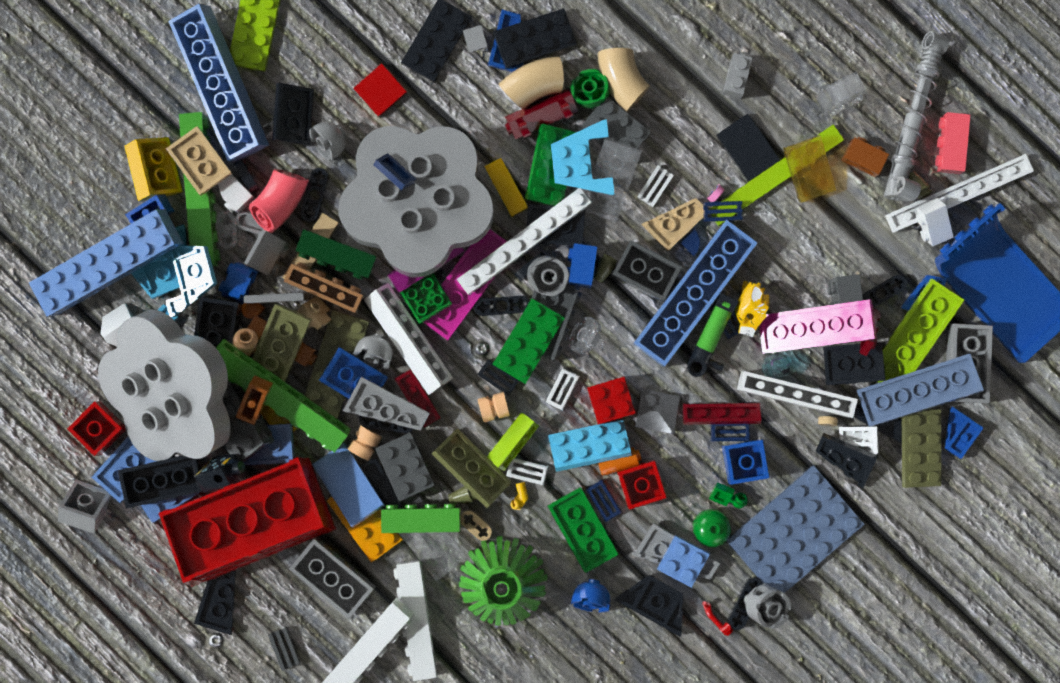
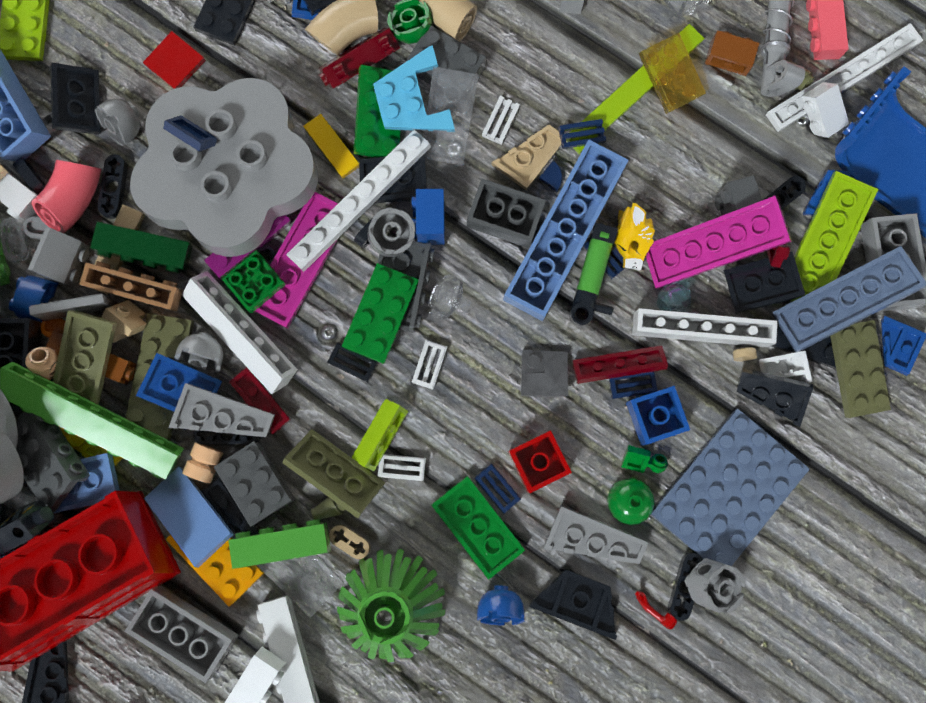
camera: 10 degrees left, 5 degrees down
(254, 400) = (51, 428): dark orange brick -> none
(488, 311) = (336, 274): black beam -> none
(493, 407) = (350, 397): light nougat wheel -> none
(521, 498) = (399, 500): yellow arm -> none
(589, 445) = (470, 425): medium azure plate -> none
(604, 268) = (457, 218): olive cone -> none
(610, 400) = (487, 368): red brick -> none
(616, 465) = (508, 438): orange brick -> none
(683, 561) = (604, 546): medium blue plate -> none
(716, 193) = (571, 116): bright pink tile -> none
(747, 147) = (597, 63): black tile -> none

